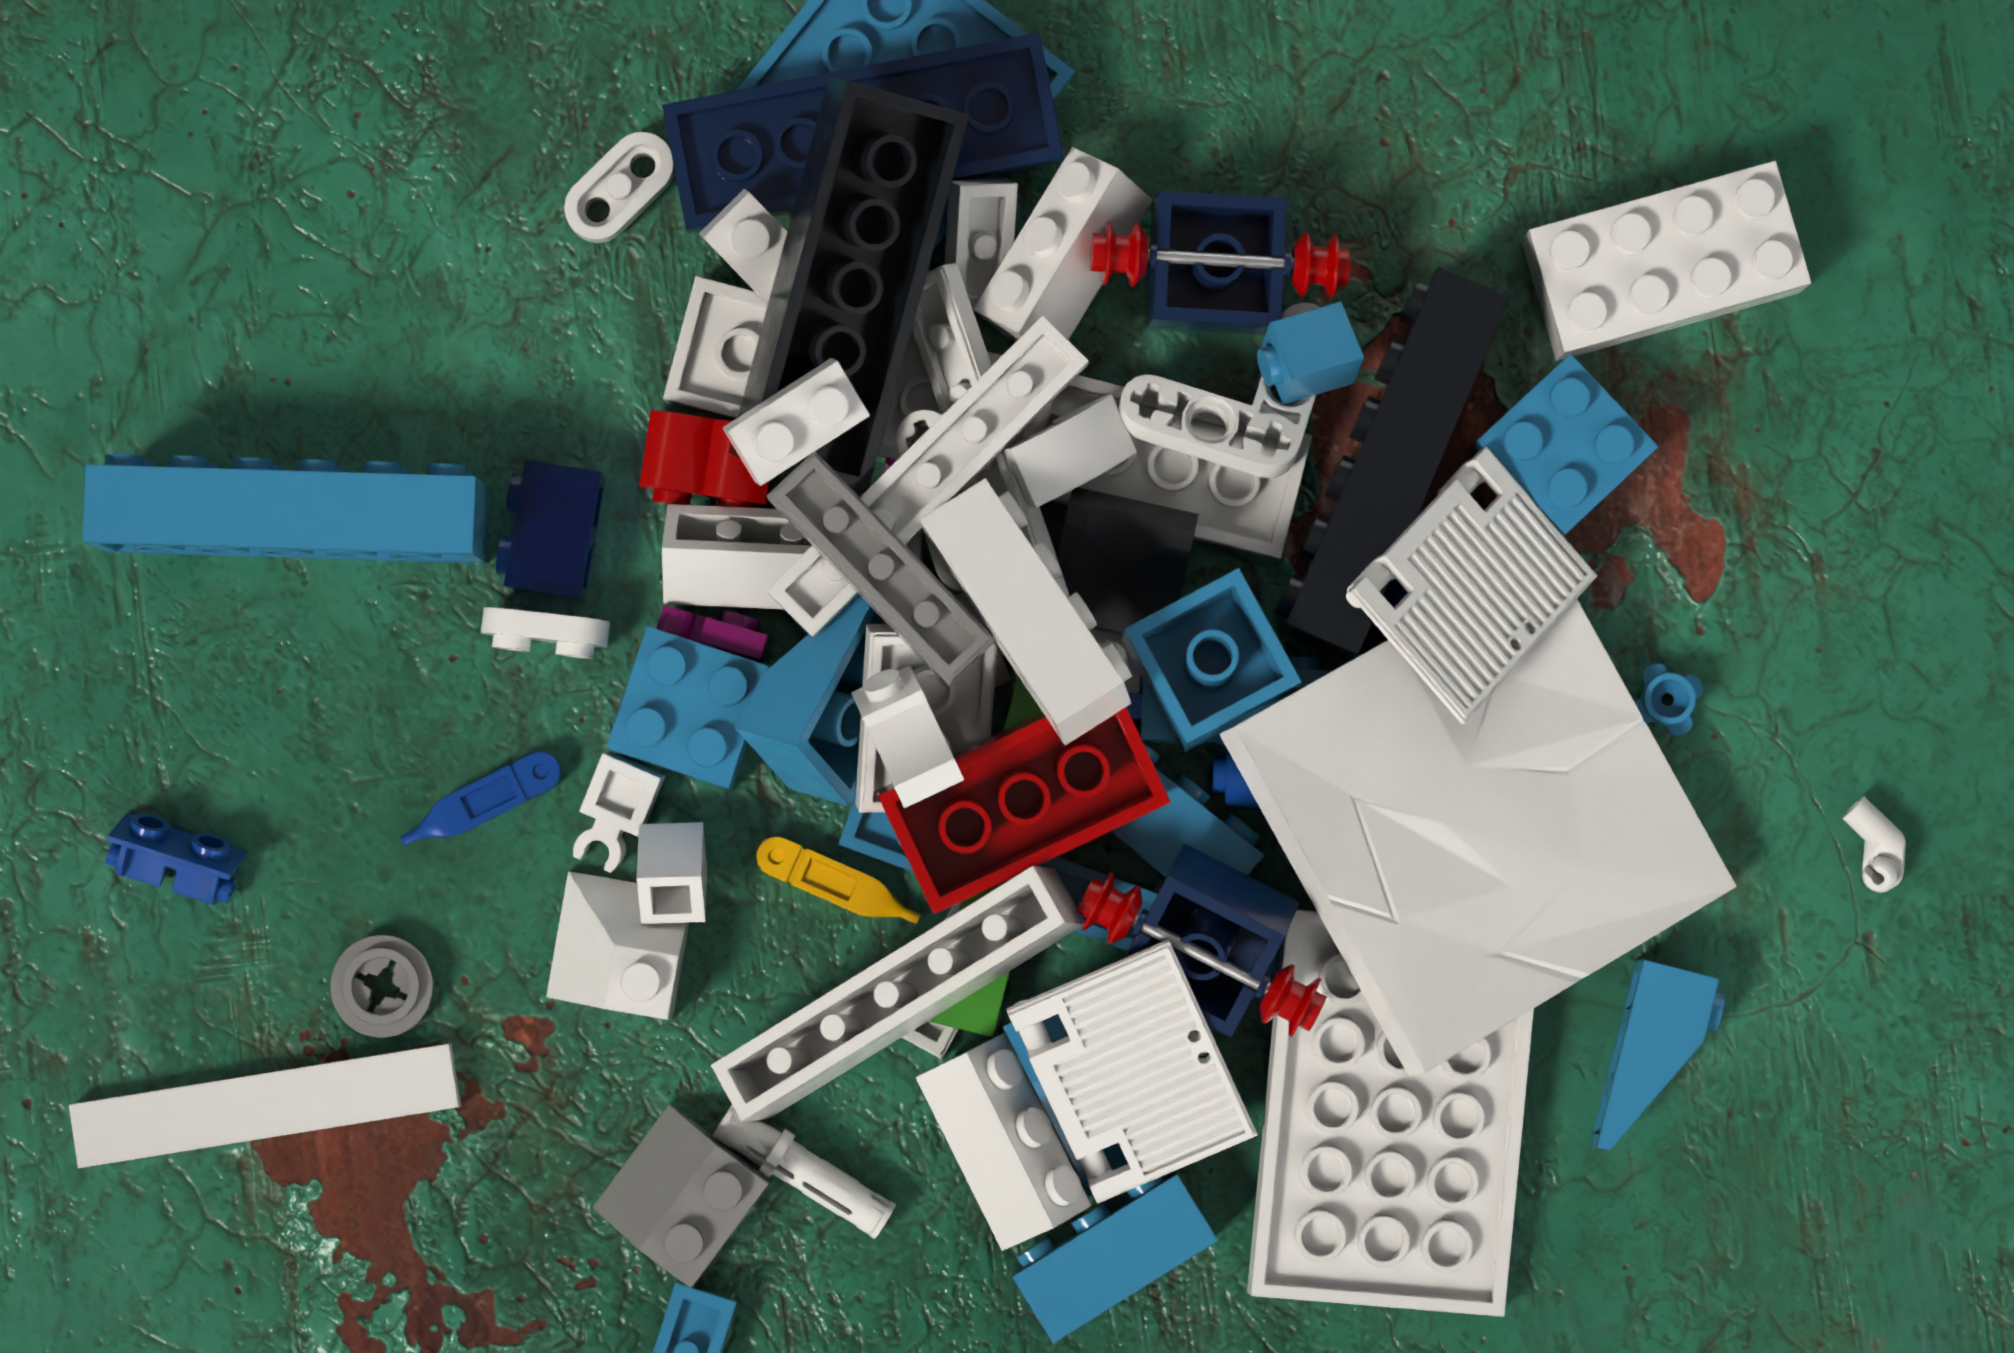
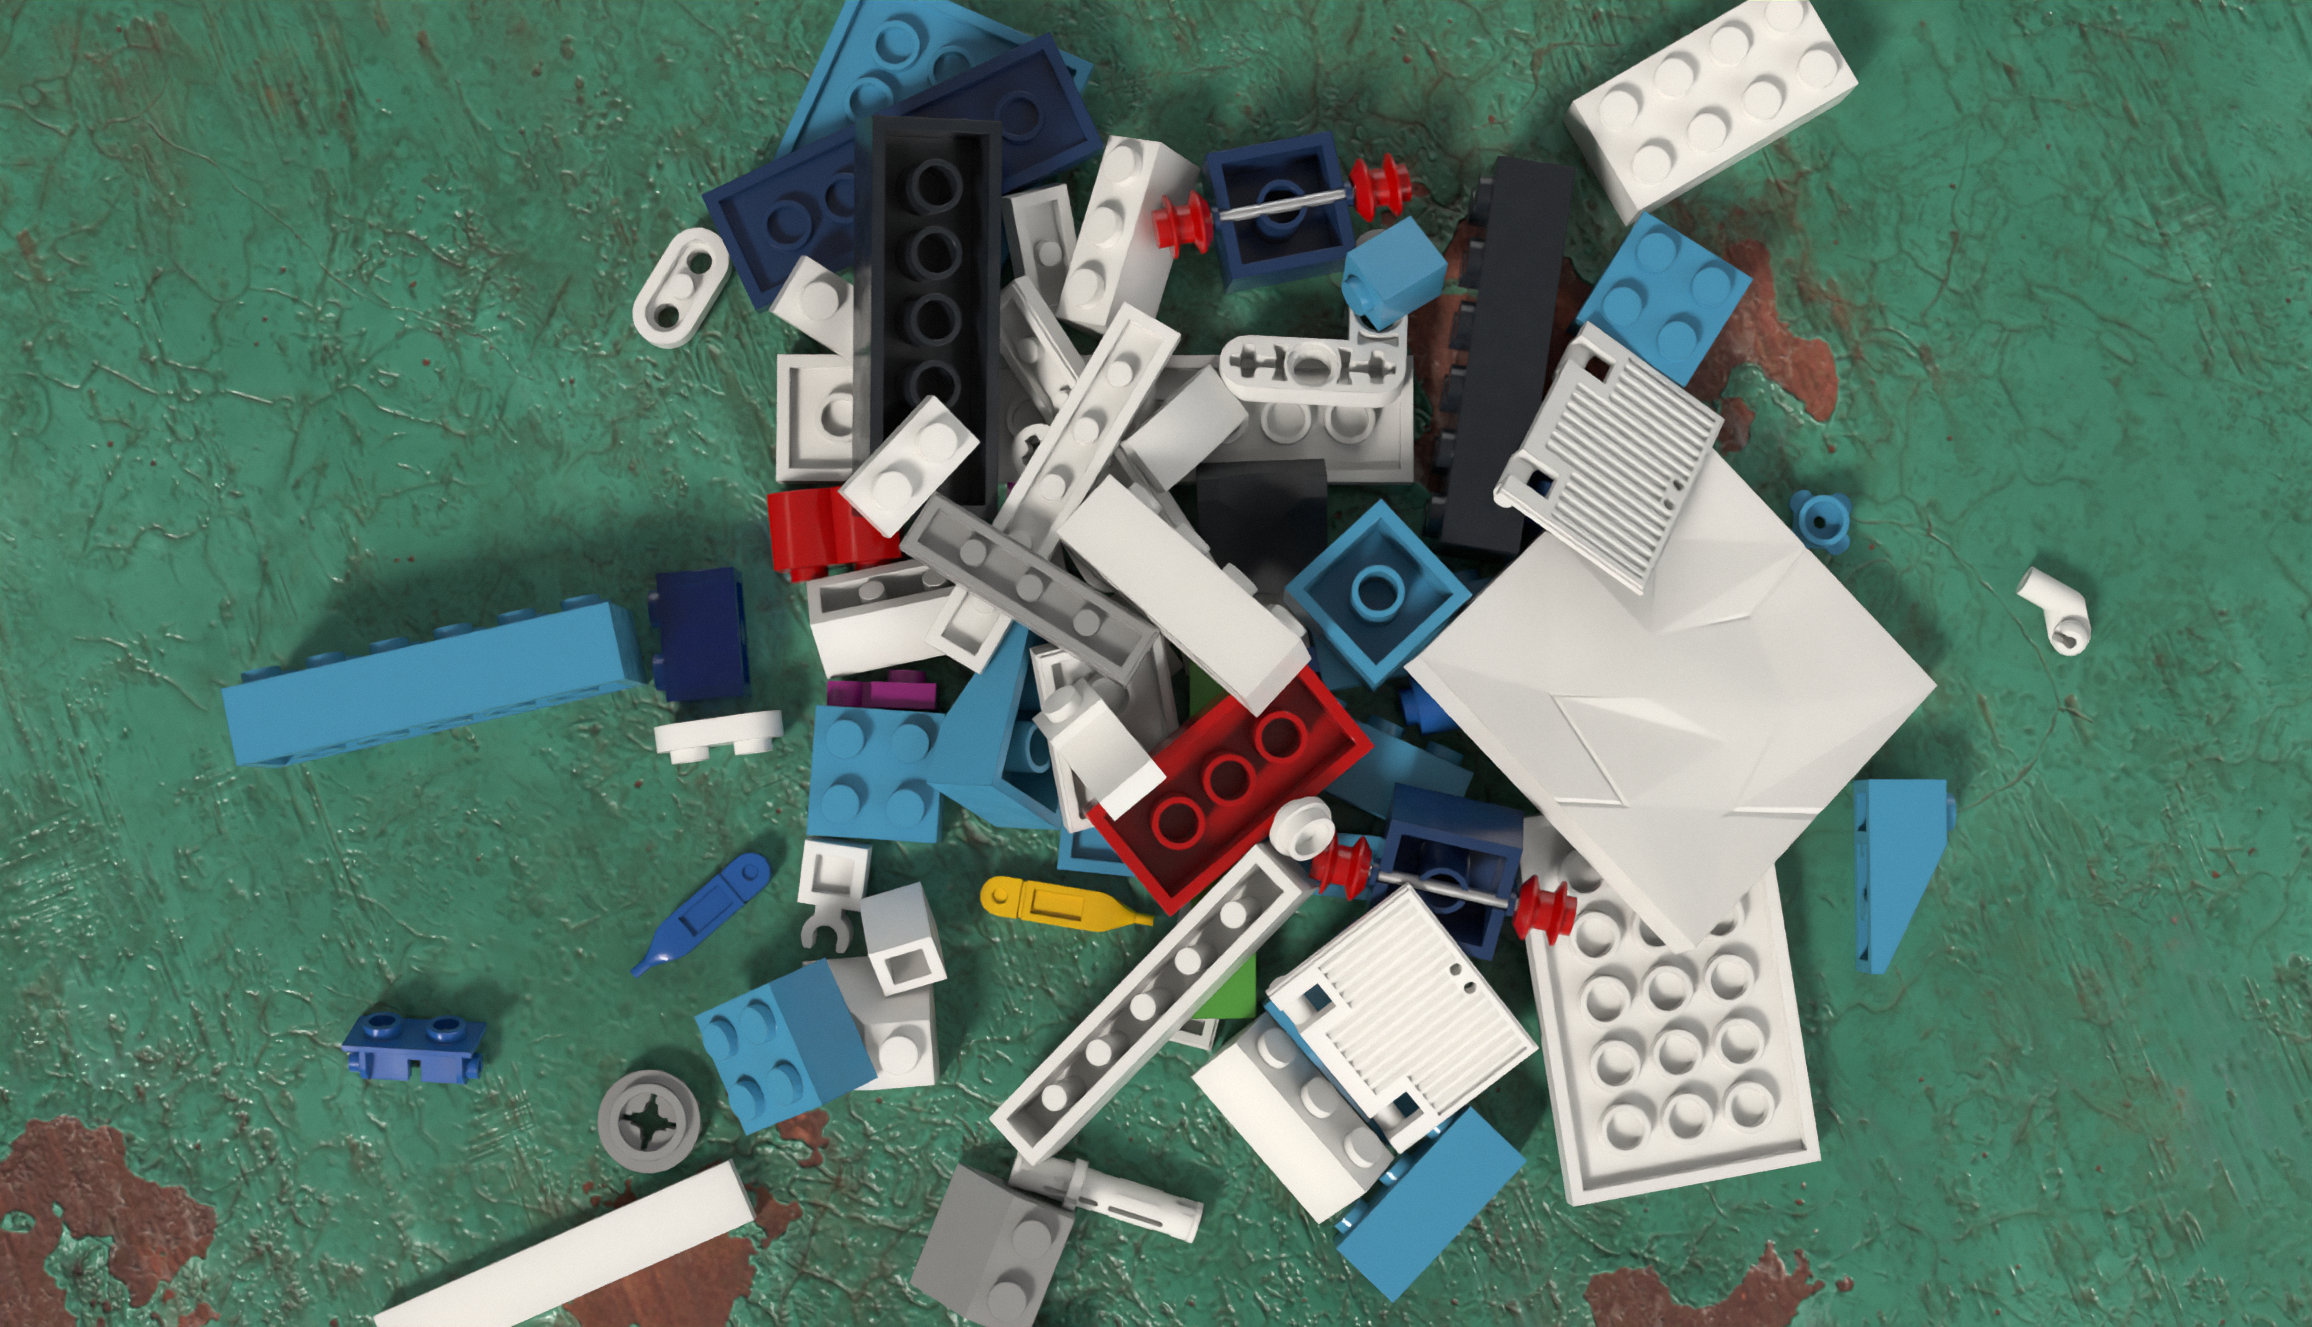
camera: 15 degrees left, 0 degrees up
(533, 946) = (786, 1047): none -> dark azure brick
(1081, 862) = (1302, 828): none -> white plate

